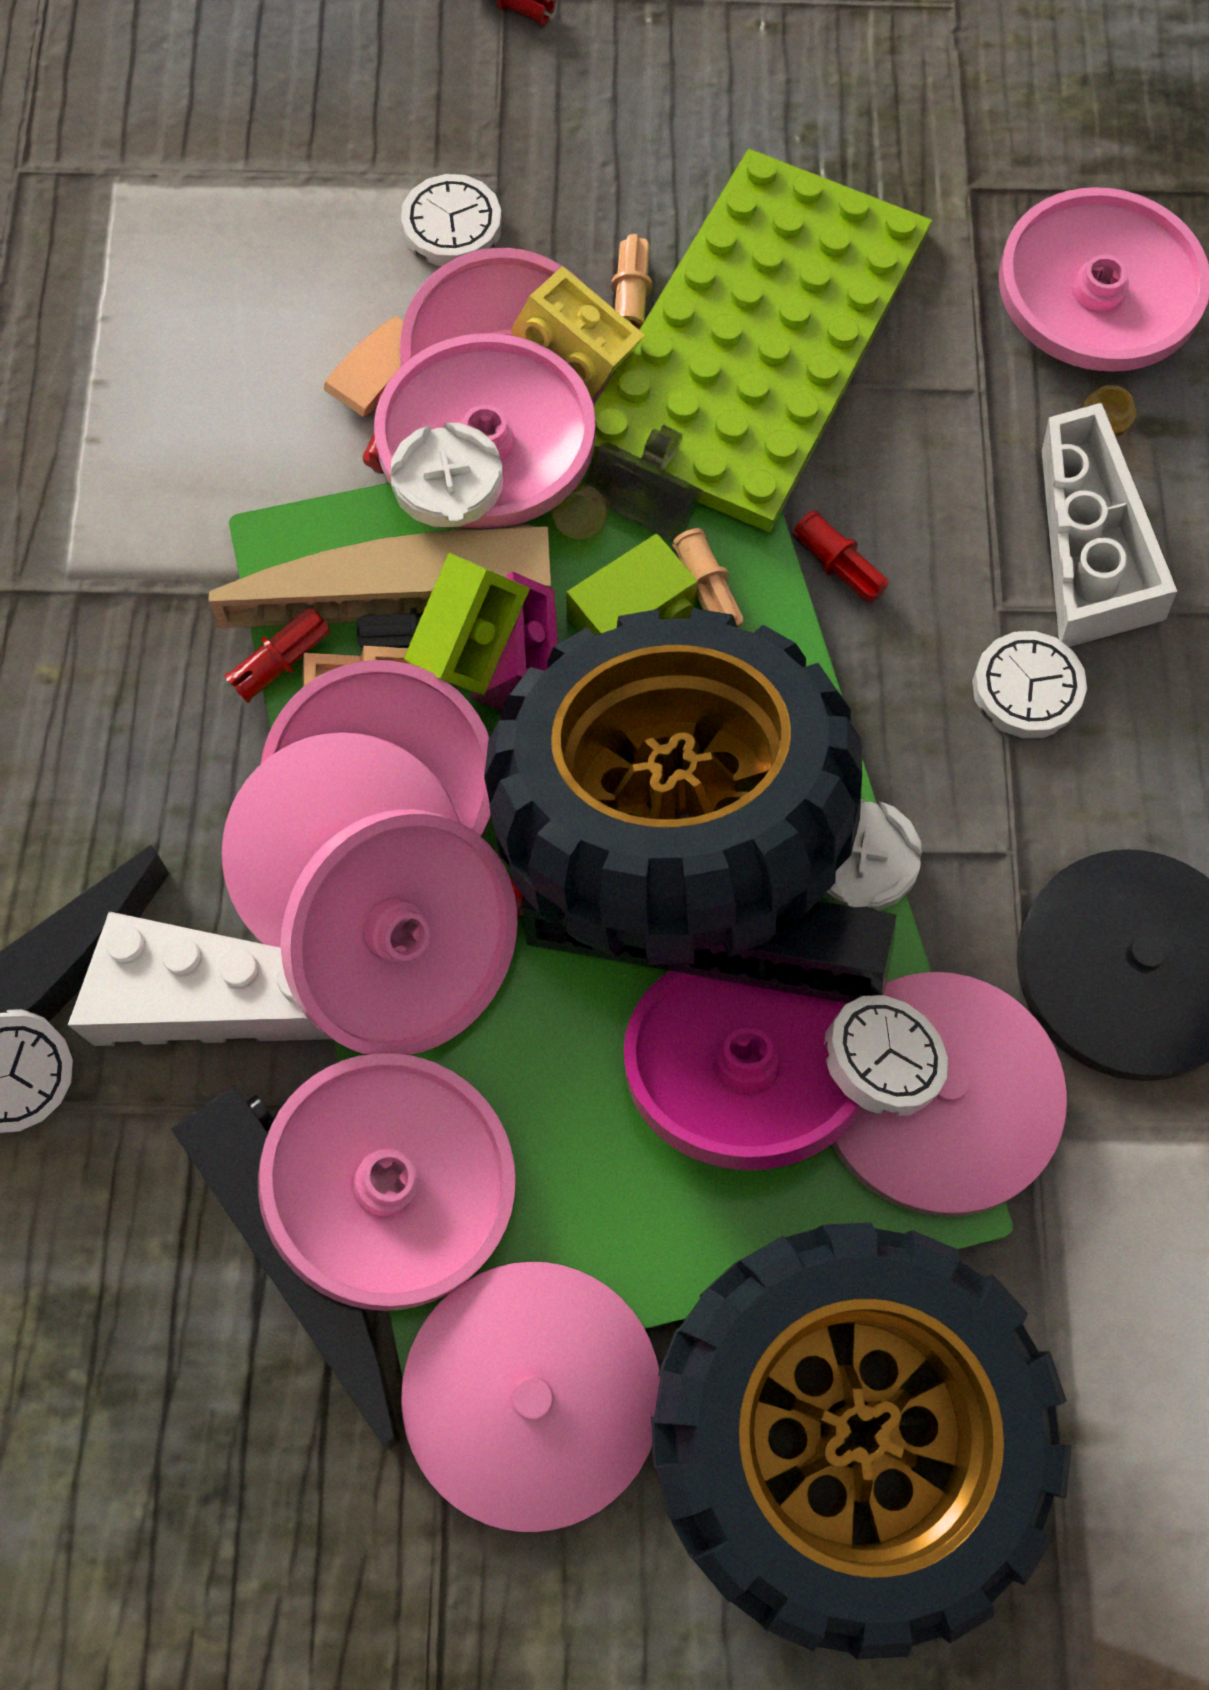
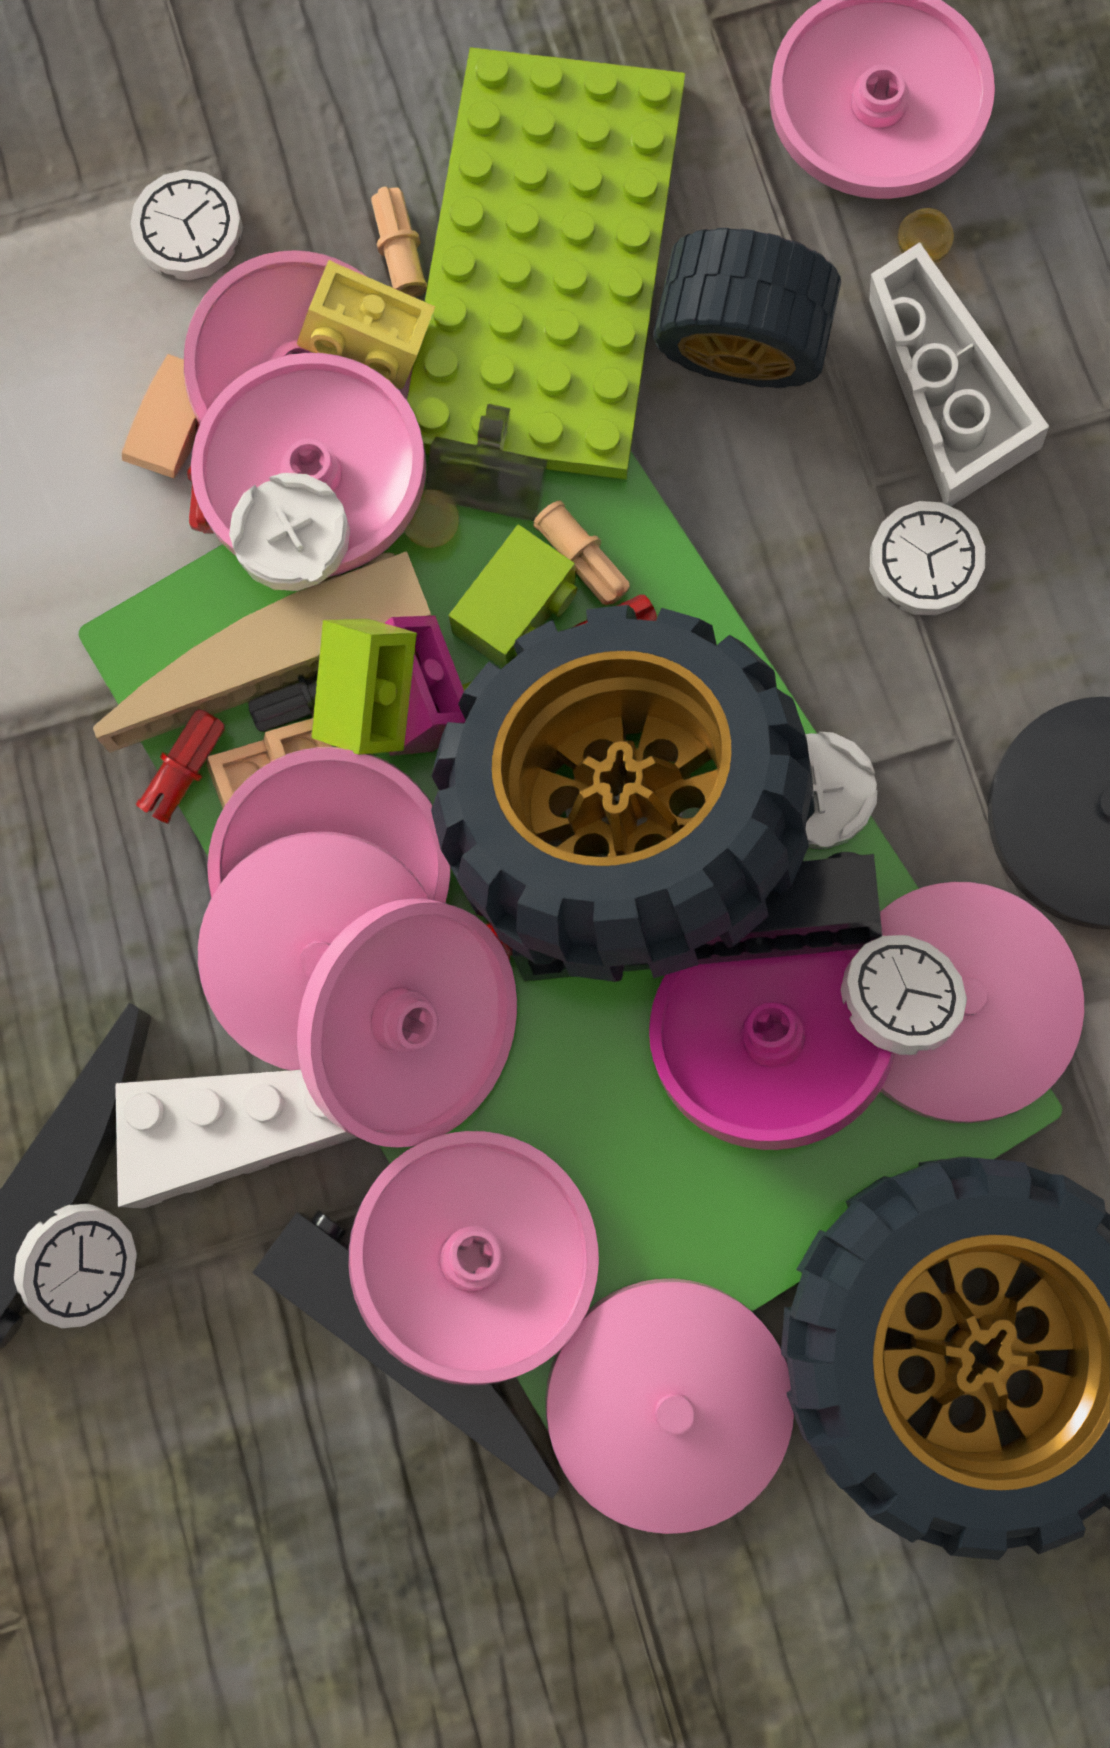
camera: 10 degrees left, 10 degrees up
(840, 556) = (703, 481): red axle -> none
(926, 412) = (747, 307): none -> black wheel

